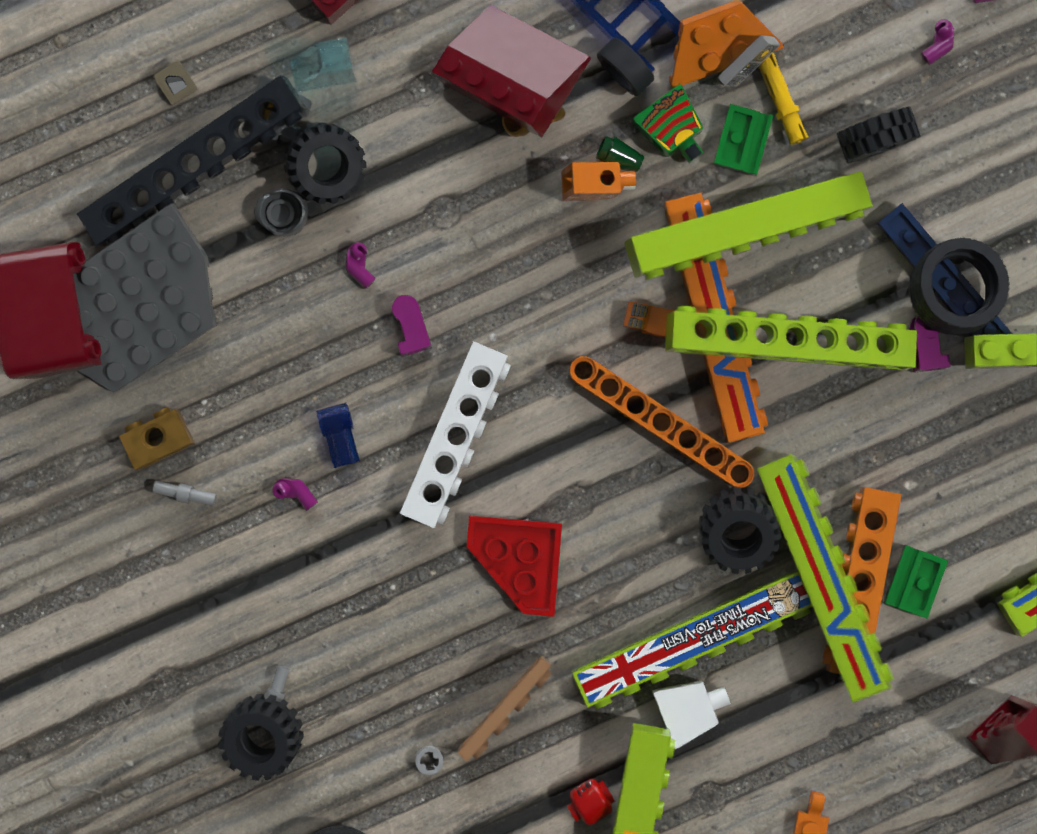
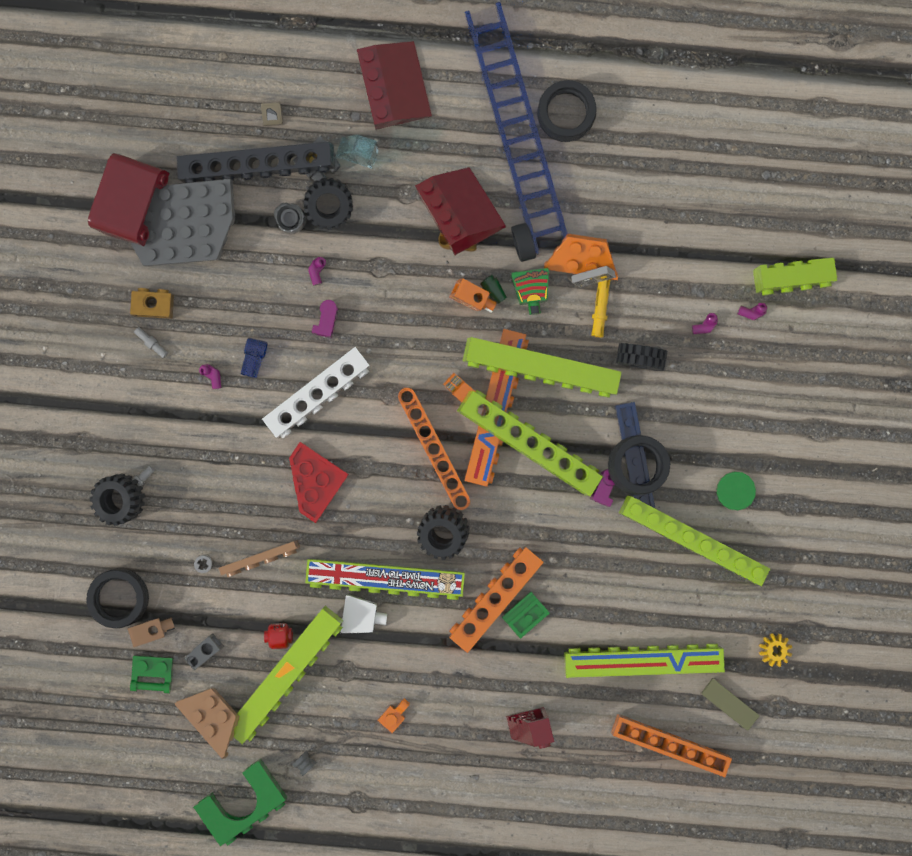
camera: 25 degrees right, 0 degrees up
(743, 140) = (566, 318): green plate -> none
(825, 578) = (475, 585): lime brick -> none

